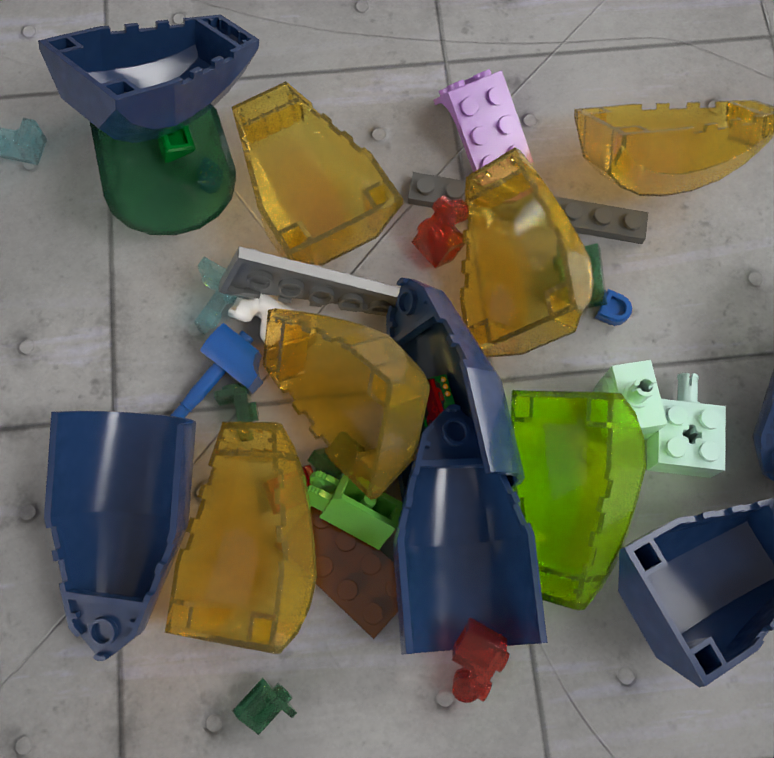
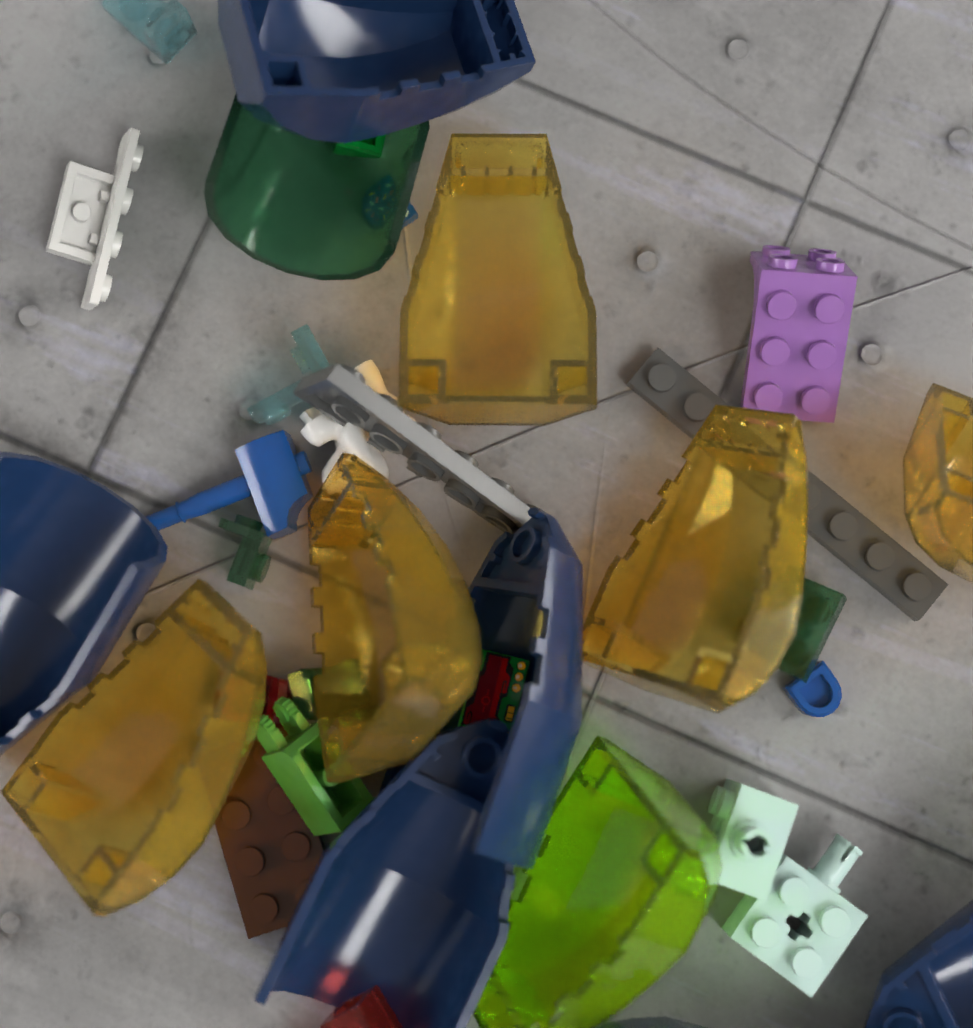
camera: 35 degrees right, 10 degrees up
(36, 267) = (89, 216): none -> white bracket
(263, 705) = (74, 940): clear green bracket -> none
(438, 236) = (636, 464): clear red brick -> none

